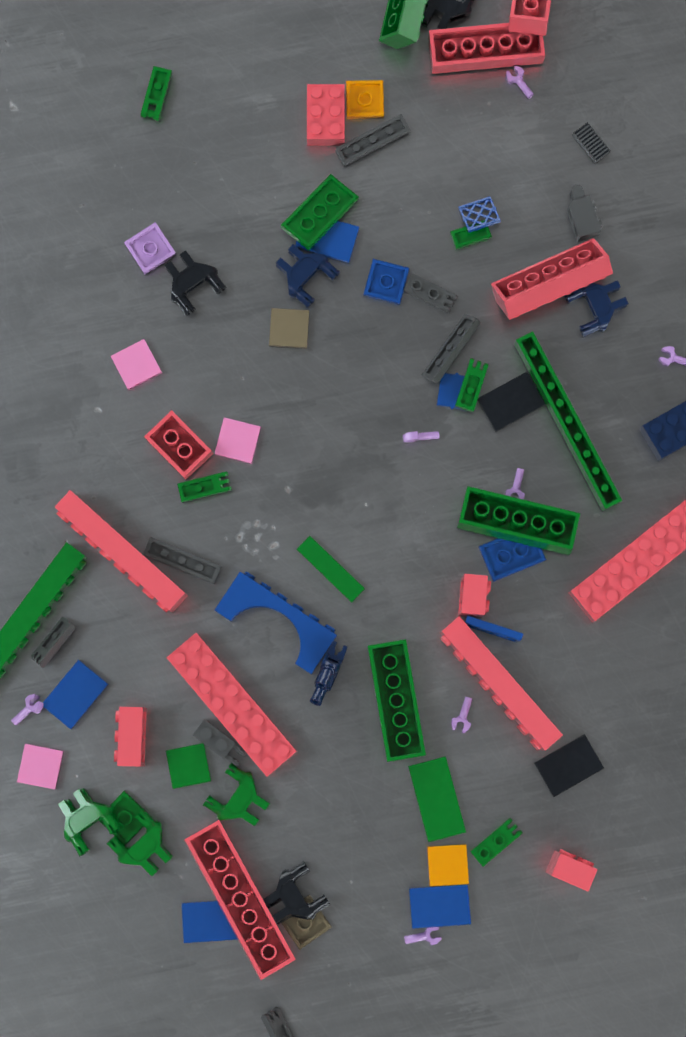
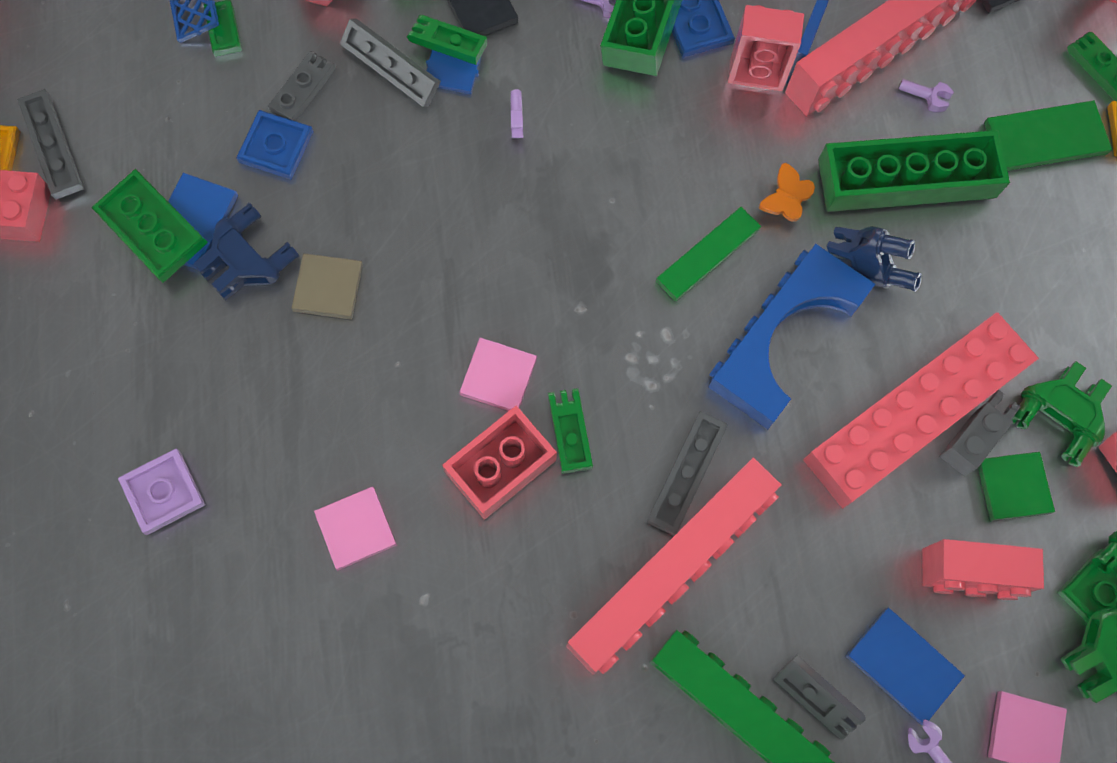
camera: 90 degrees left, 10 degrees down
(190, 279) = (223, 428): black connector -> none
(374, 619) = (788, 195): none -> orange animal

